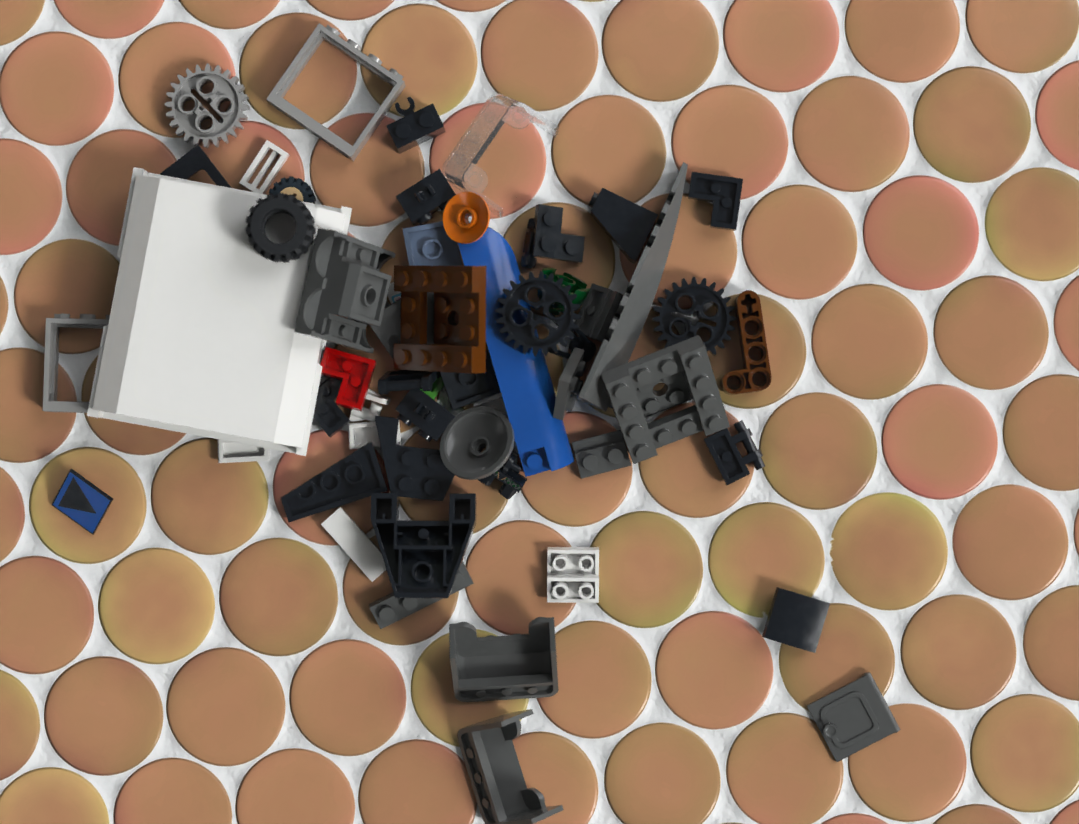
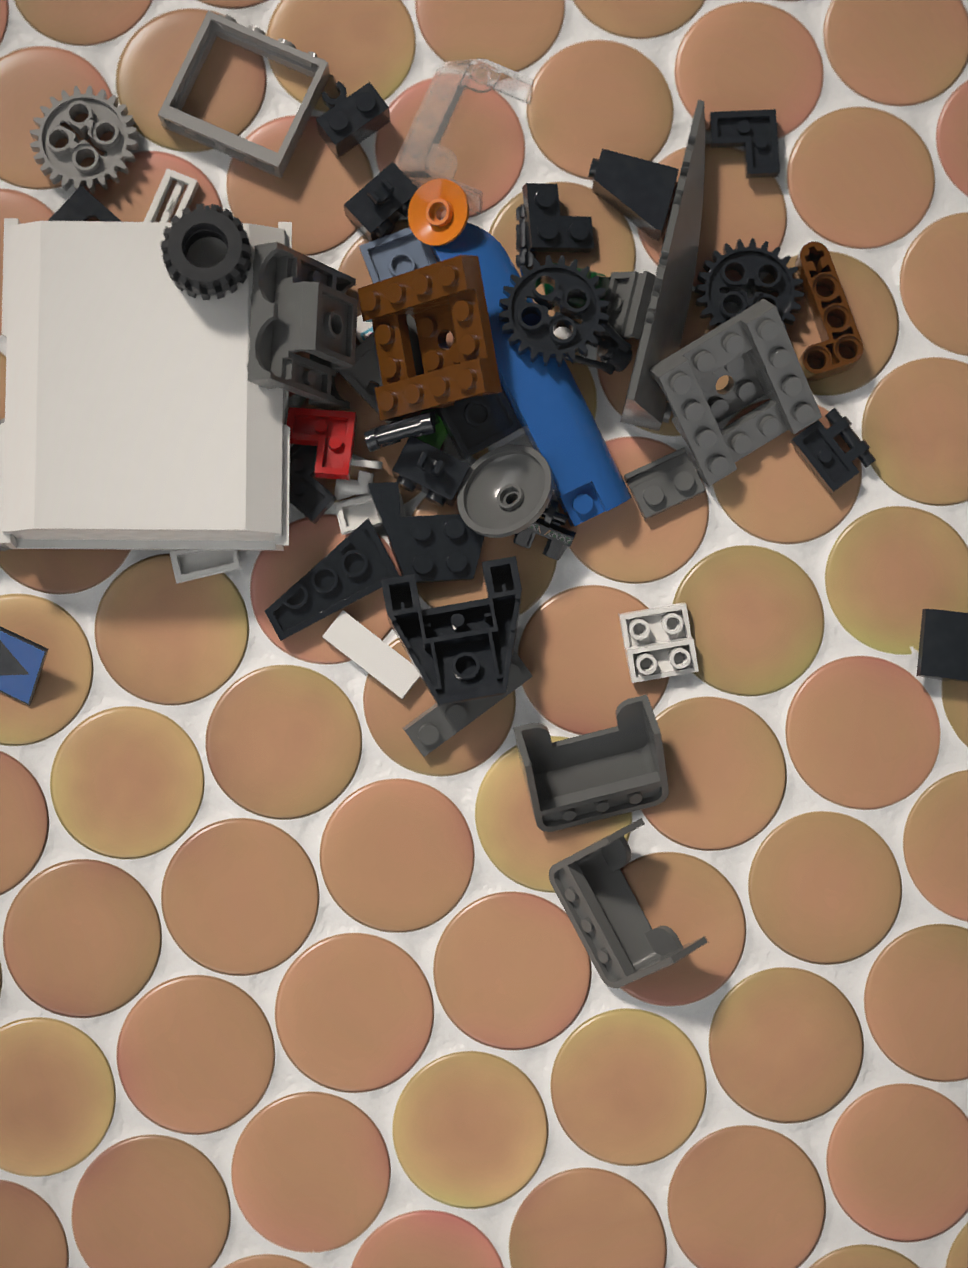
camera: 15 degrees left, 5 degrees down
(569, 384) = (609, 395): dark grey plate -> none

